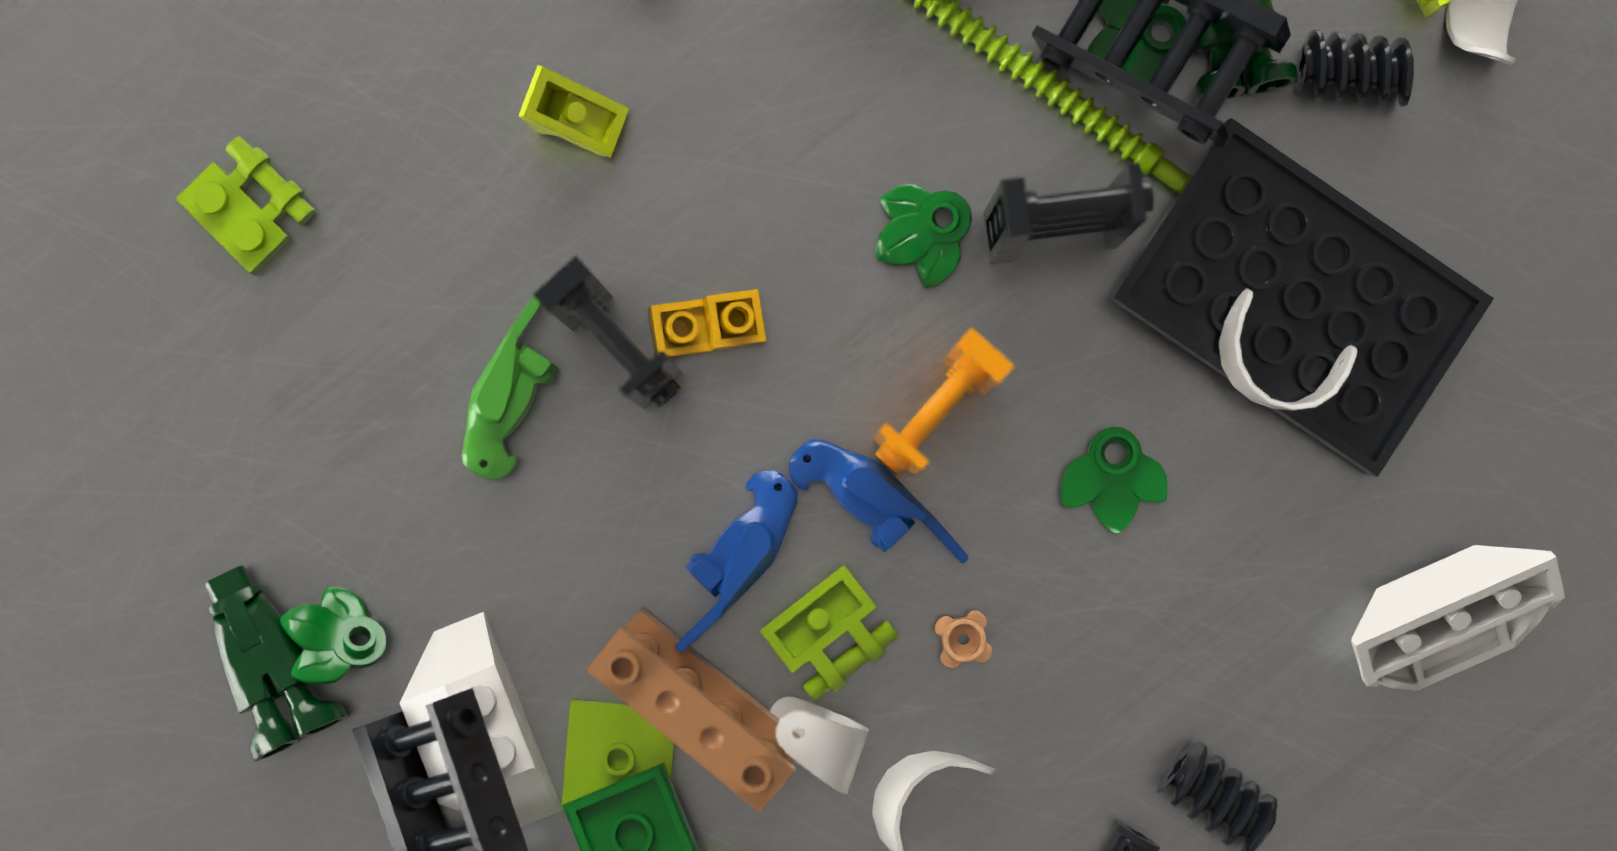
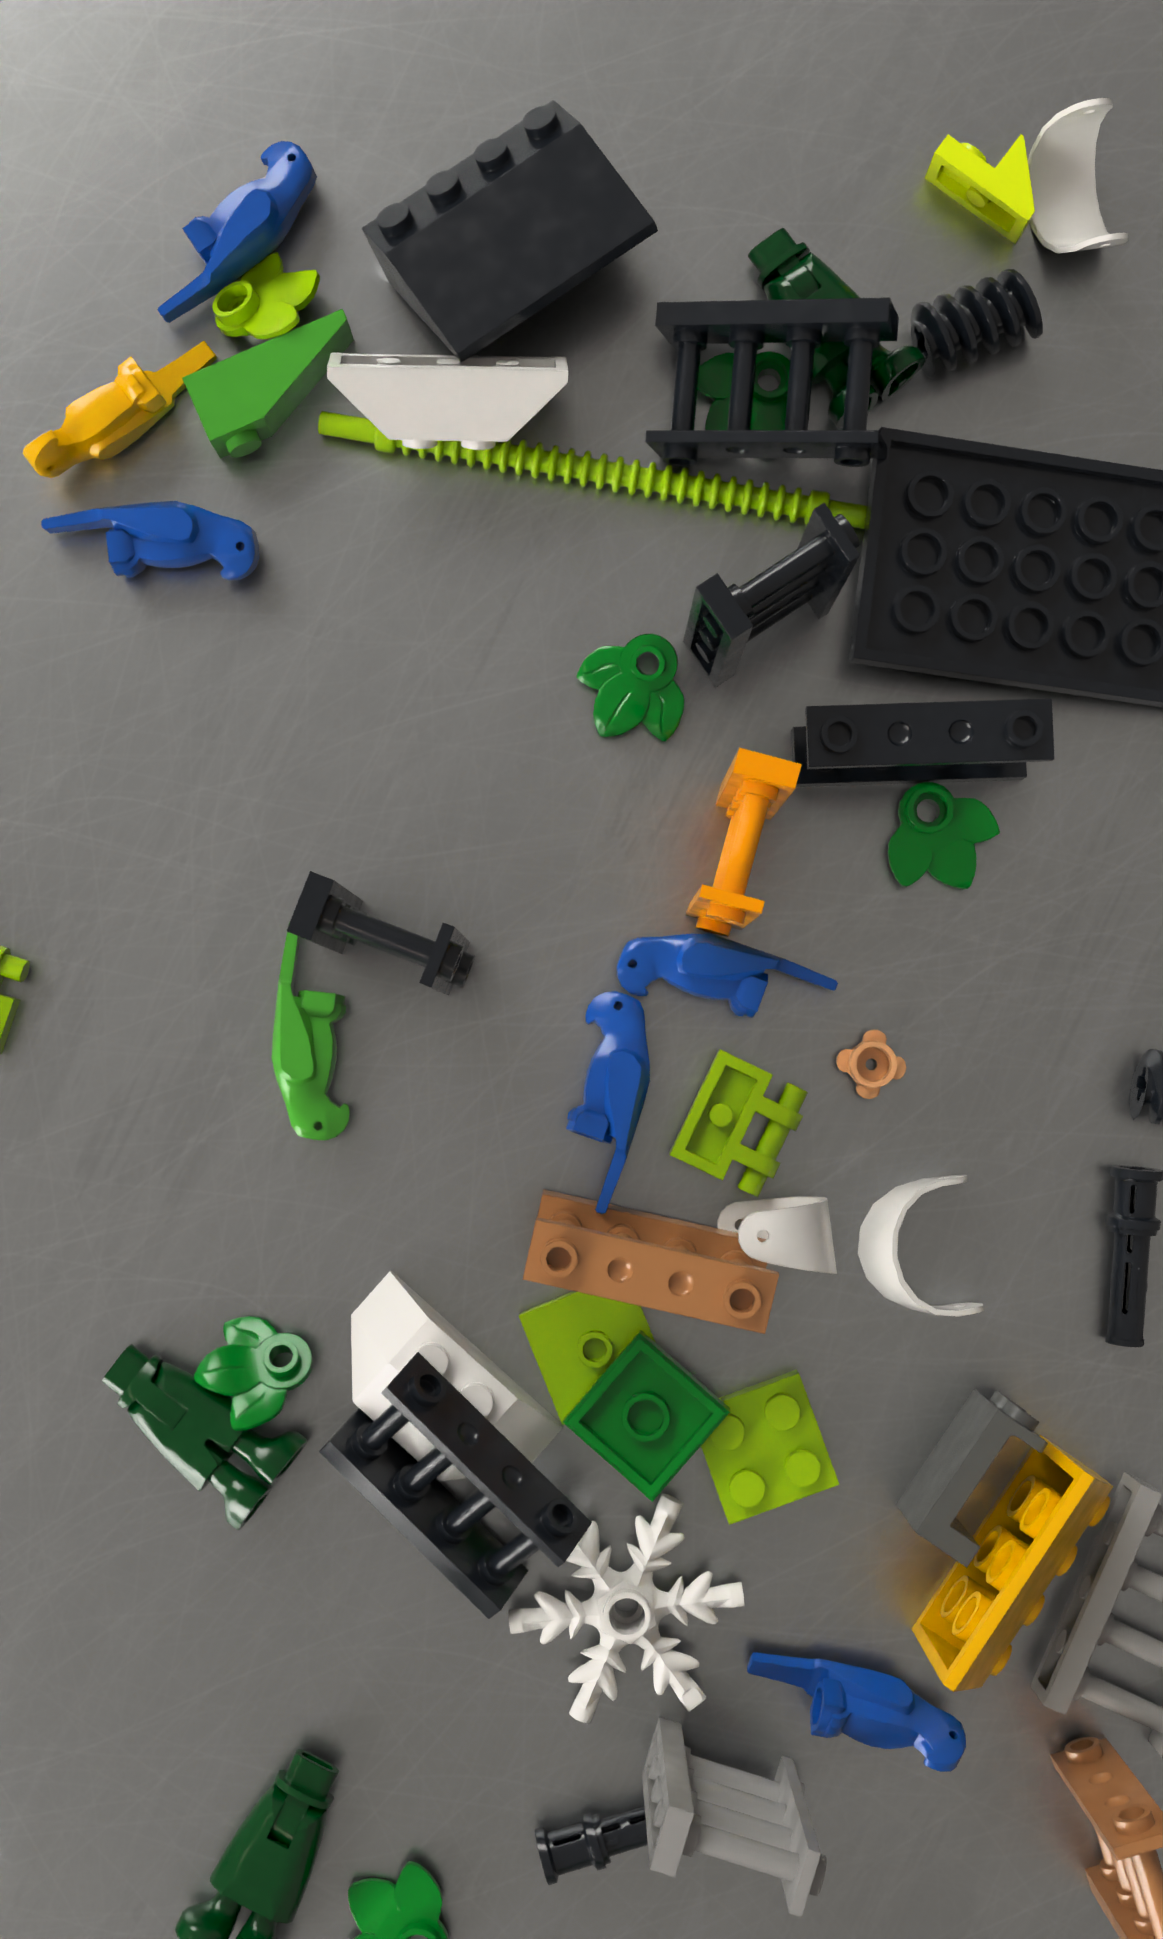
camera: 30 degrees left, 0 degrees up
(572, 112) = (234, 739): neon yellow slope -> none
(707, 324) = (469, 881): yellow slope -> none
(1133, 395) = (922, 742): none -> black fence
(1237, 374) = (1020, 676): white piece -> none

